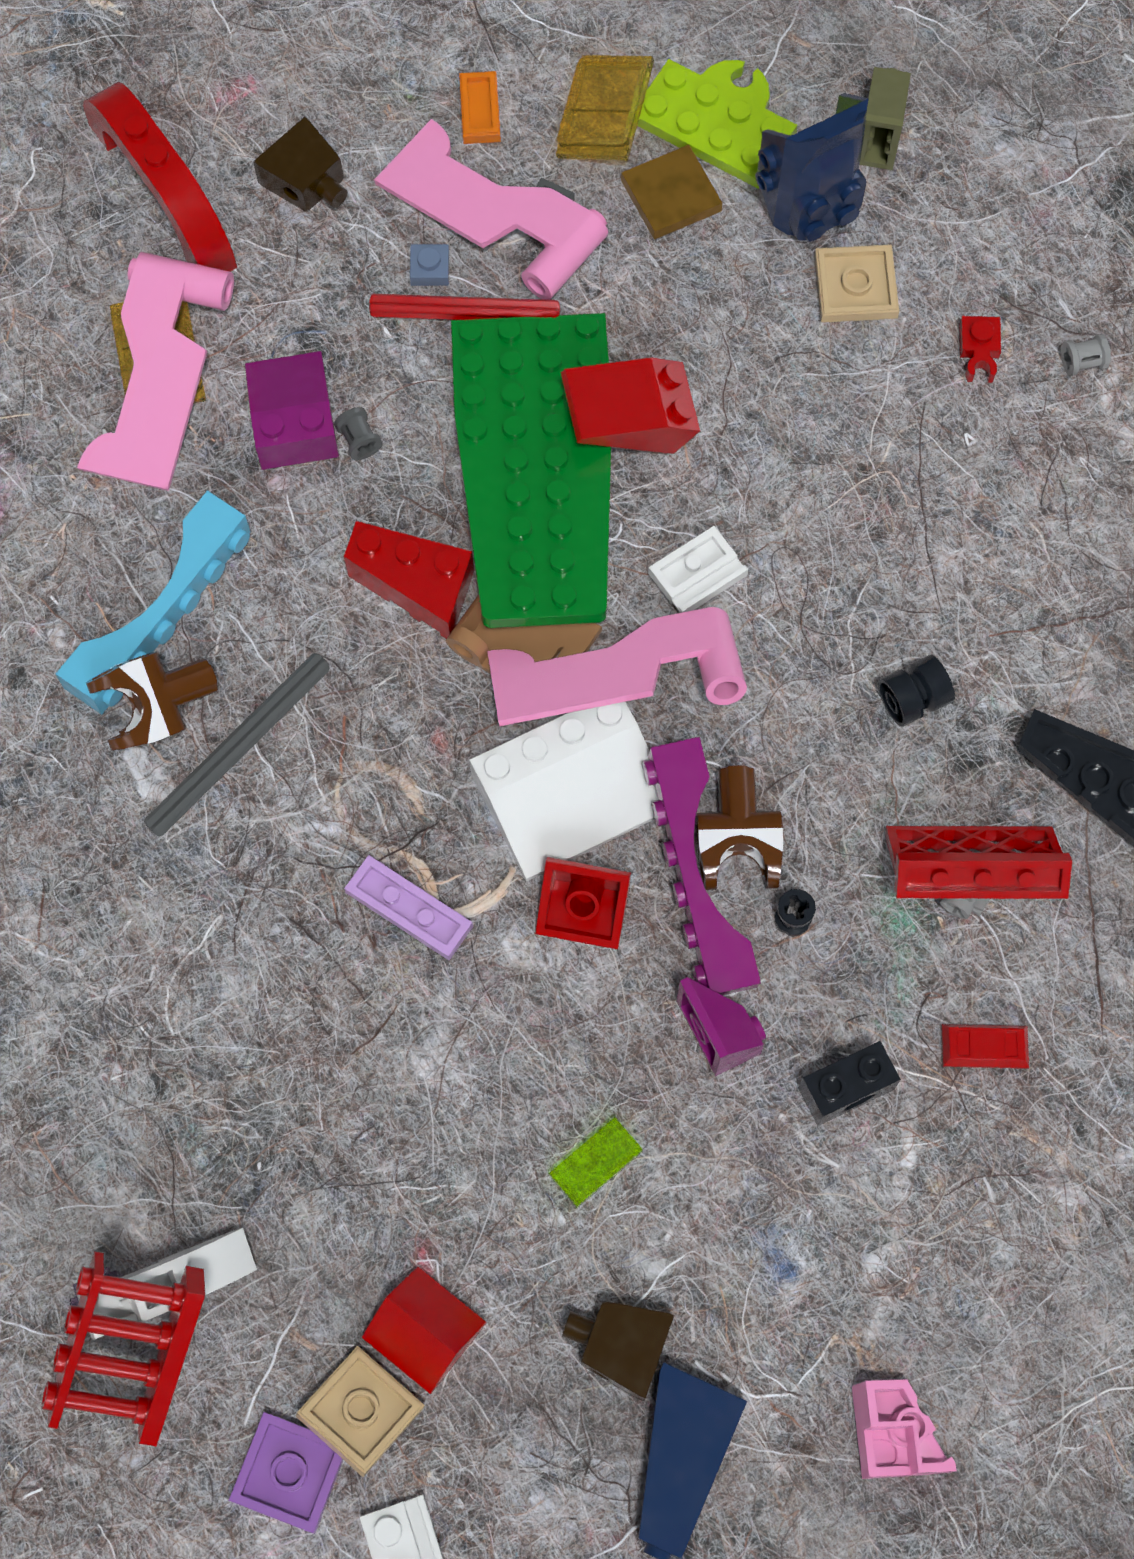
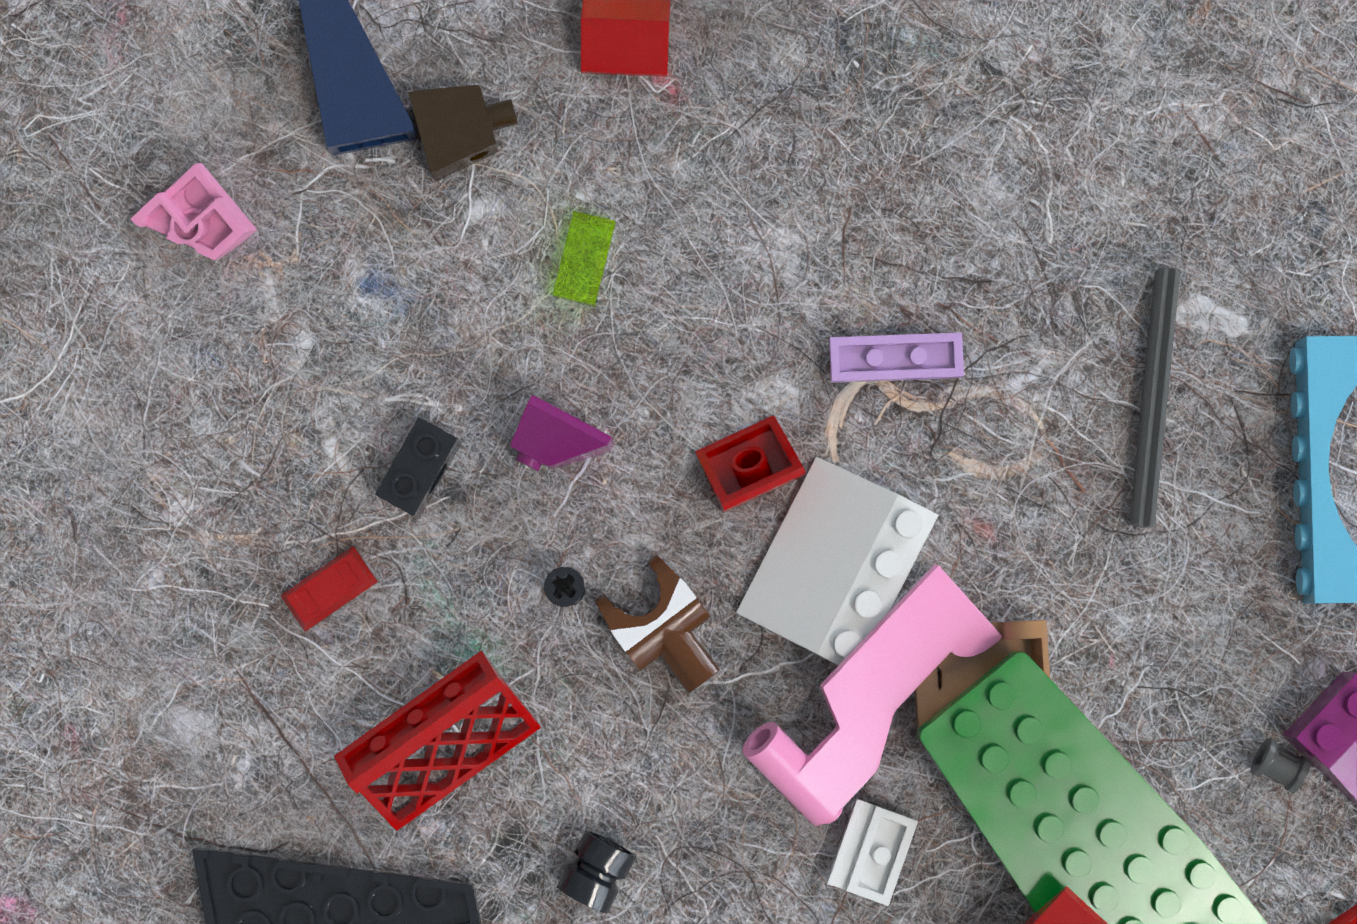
camera: 145 degrees right, 15 degrees up
(154, 696) = (1257, 379): reddish brown connector -> none
(411, 572) = (1121, 662): red wedge -> none
(722, 952) = (601, 506): magenta arch -> none

